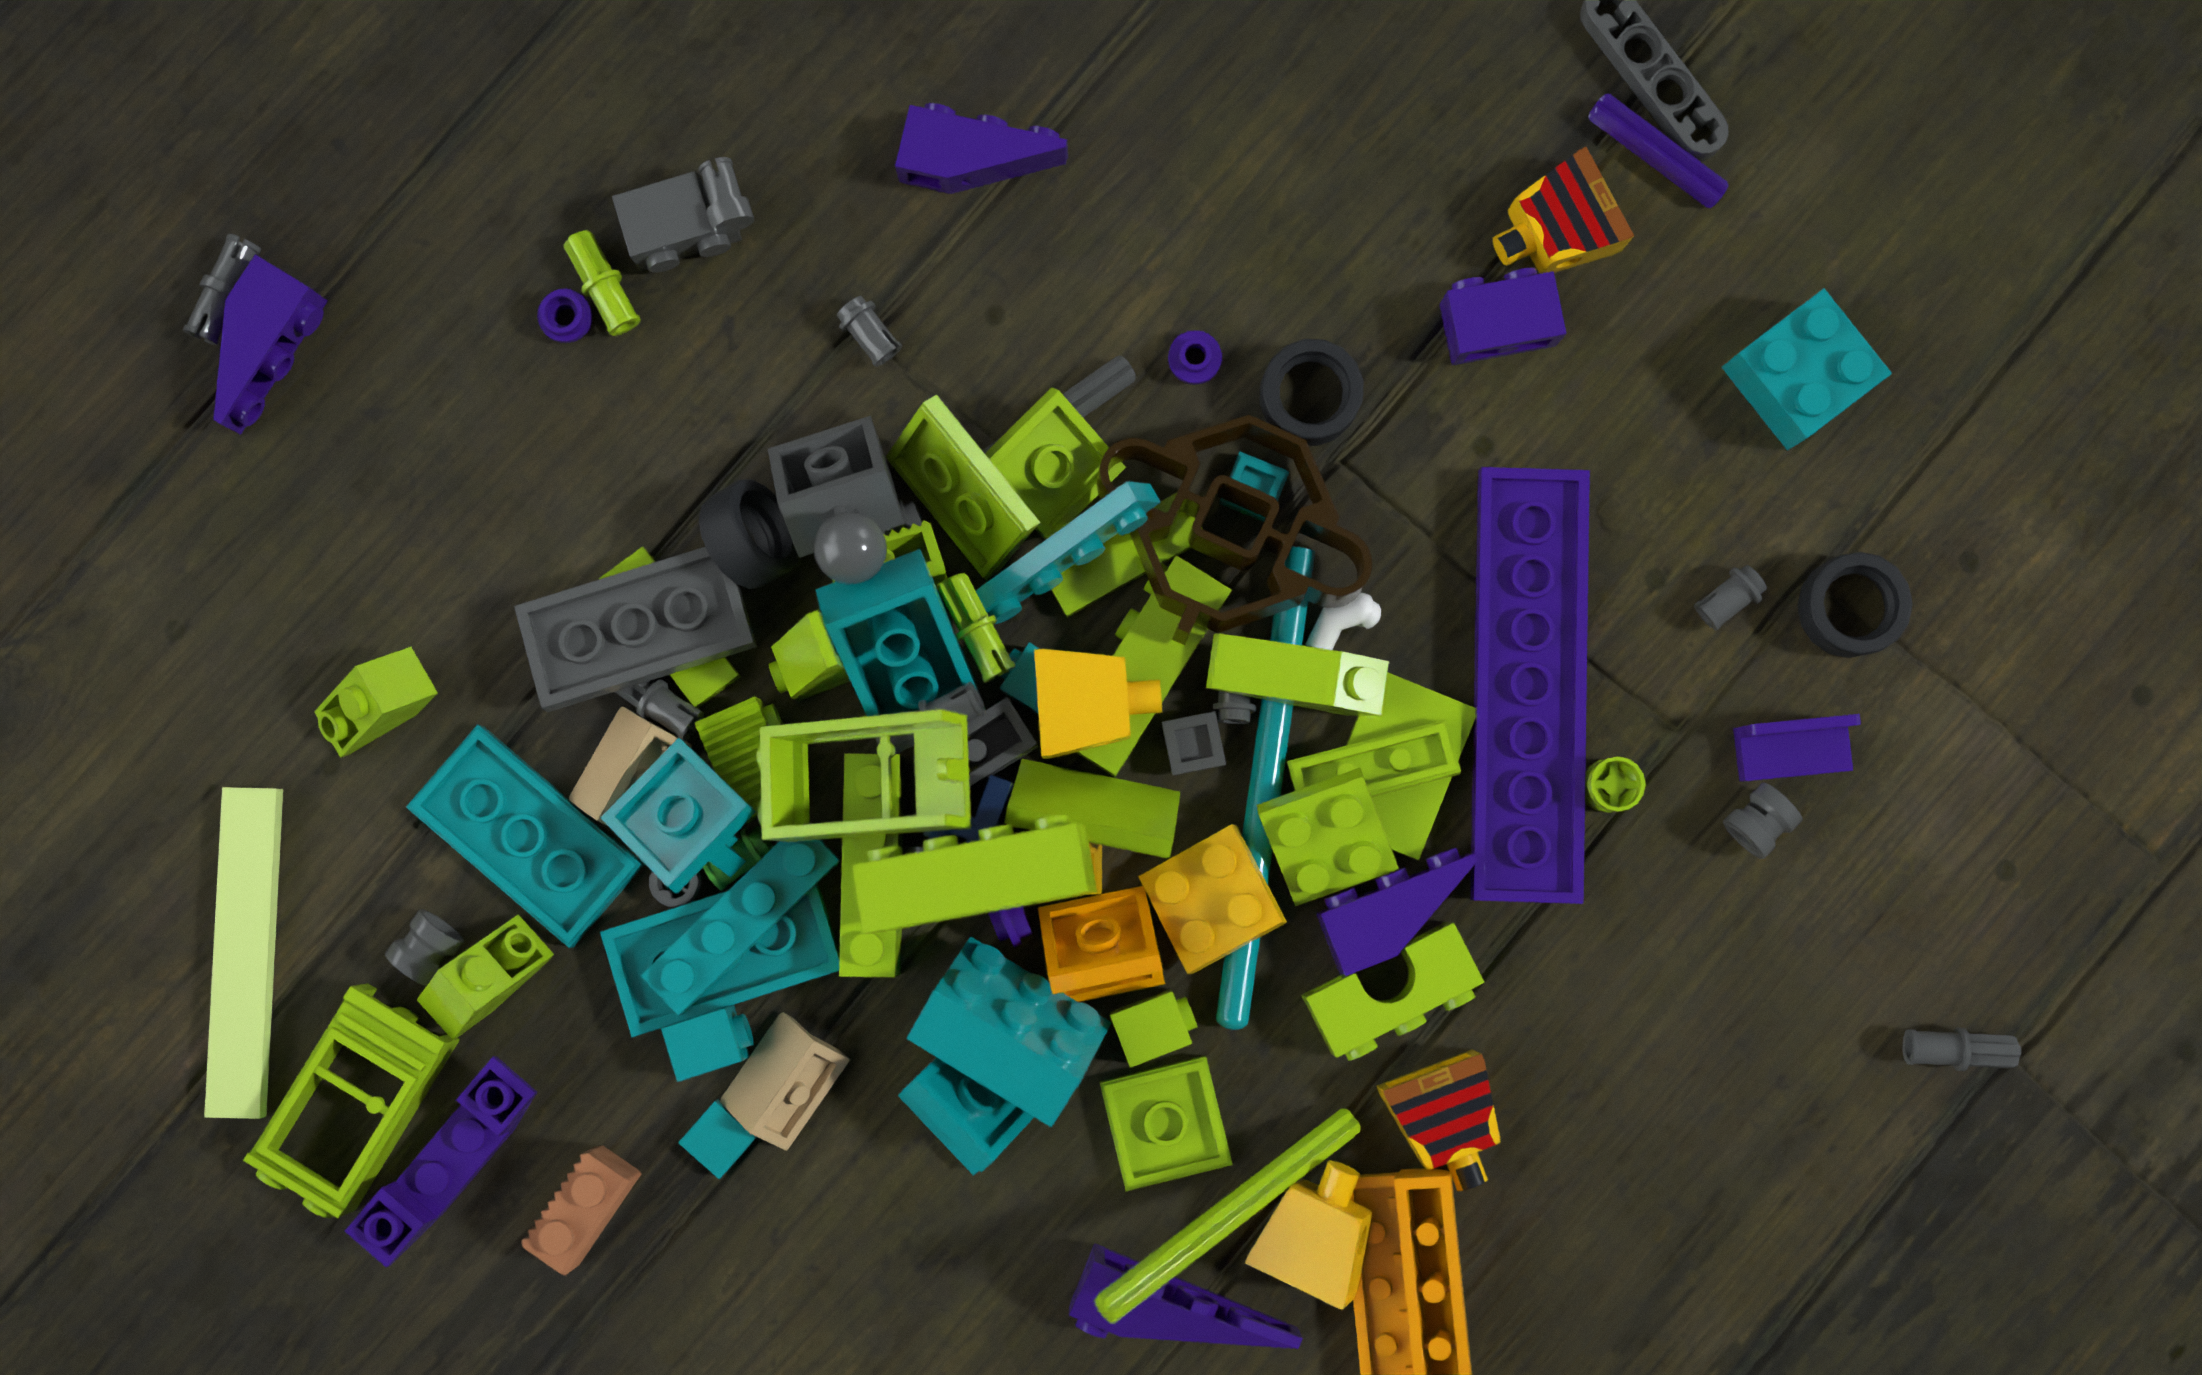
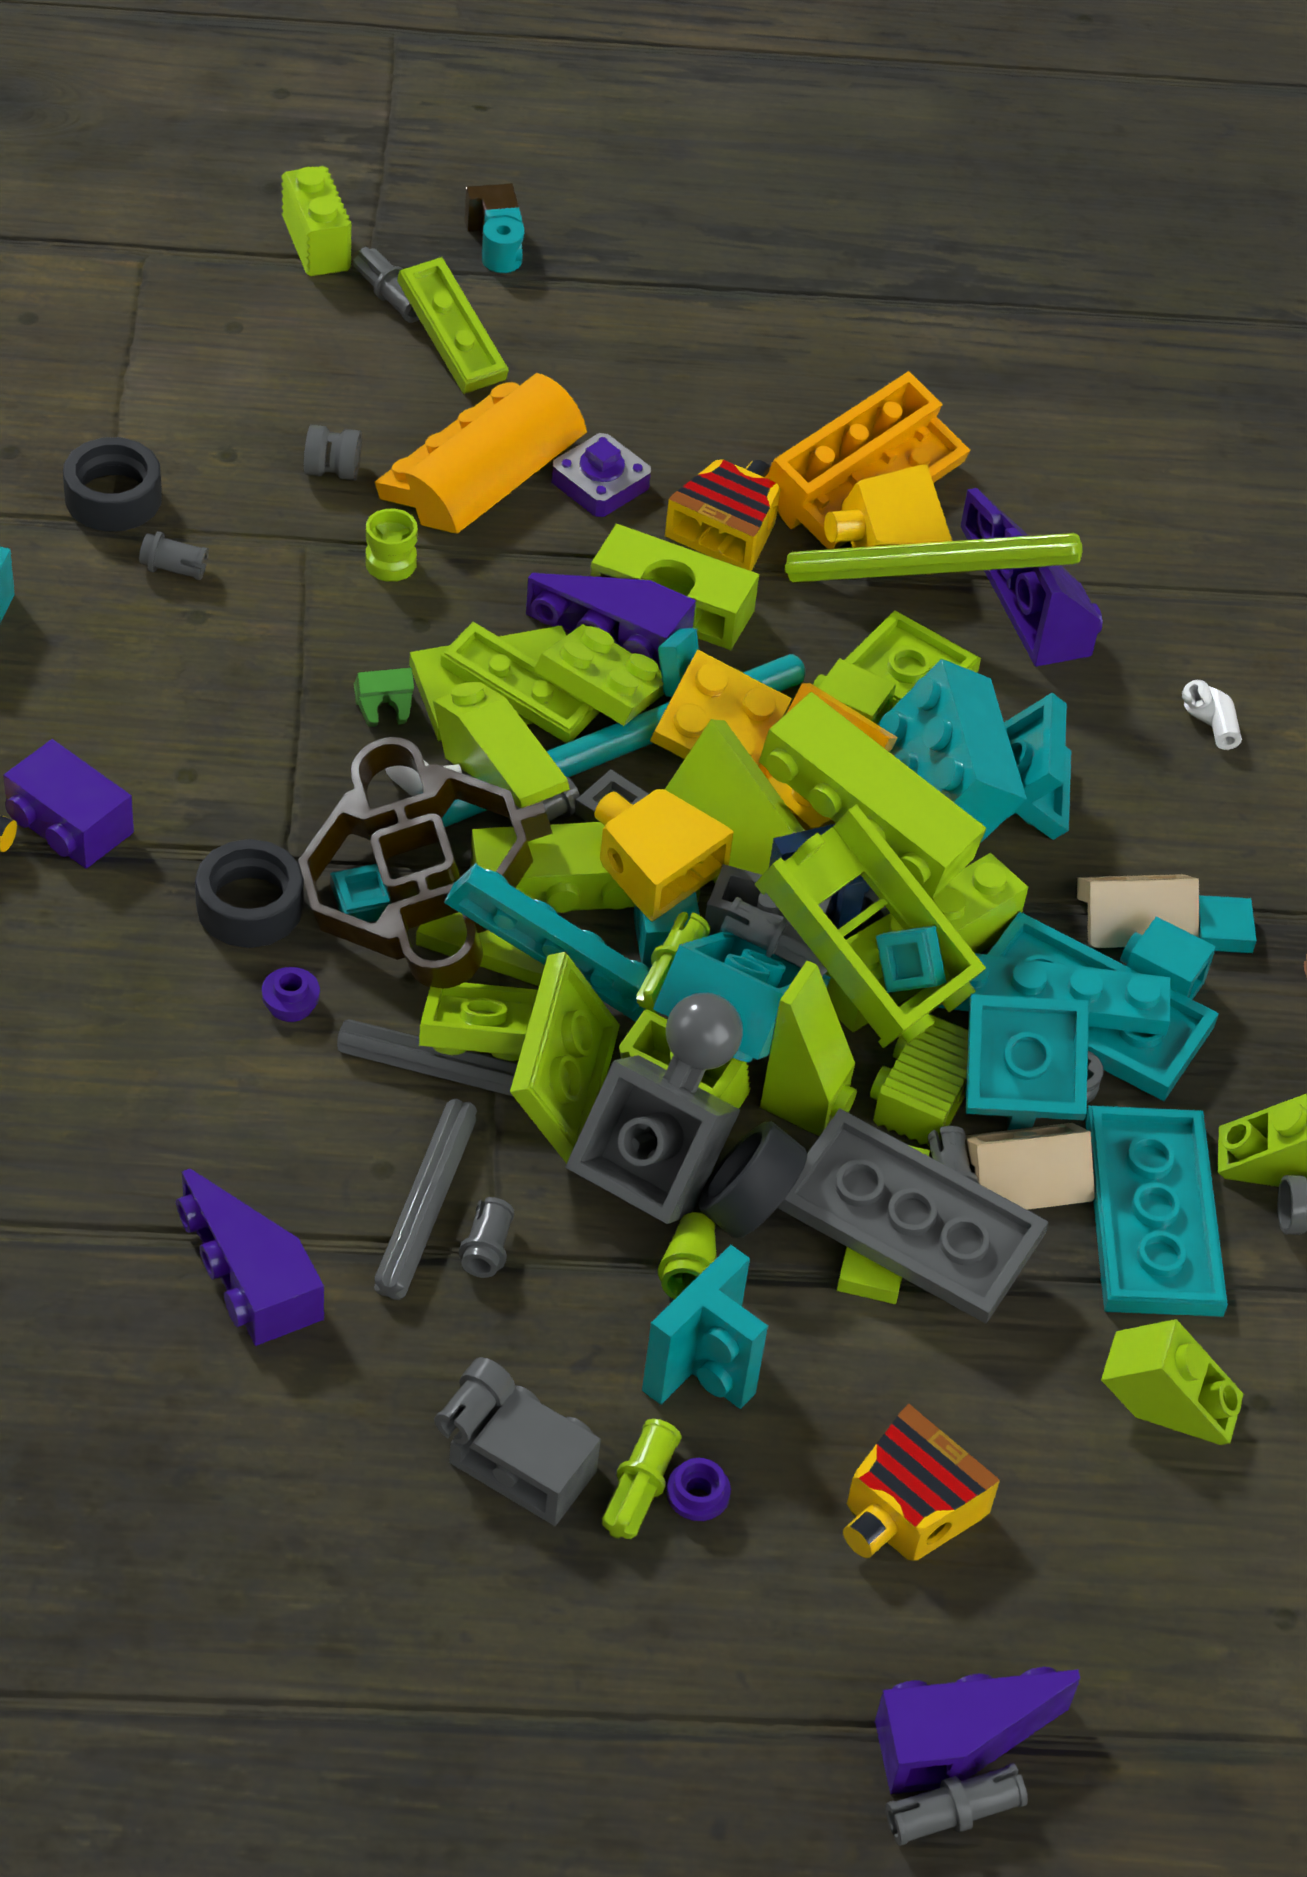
camera: 135 degrees left, 35 degrees down
(441, 449) = (916, 1490): none -> torso
(651, 394) = (708, 1336): none -> teal bracket
(738, 453) = (688, 1253): none -> lime cone
(822, 795) = (911, 959): none -> teal tile
(923, 1347) = (1215, 710): none -> white arm
(938, 318) = (425, 1199): none -> dark grey axle
(1302, 917) = (676, 656): none -> teal tile
(1449, 652) = (384, 686): none -> bright green tile
(1530, 685) = (363, 627): dark purple plate -> none
(1579, 1047) = (601, 475): none -> dark purple piece
(1670, 955) = (485, 453): none -> light orange brick
(1794, 747) = (254, 467): dark purple panel -> none
(1858, 1055) = (452, 325): none -> lime tile
(1953, 1204) = (498, 217): none -> leg
(2090, 1036) = (316, 220): none -> lime brick

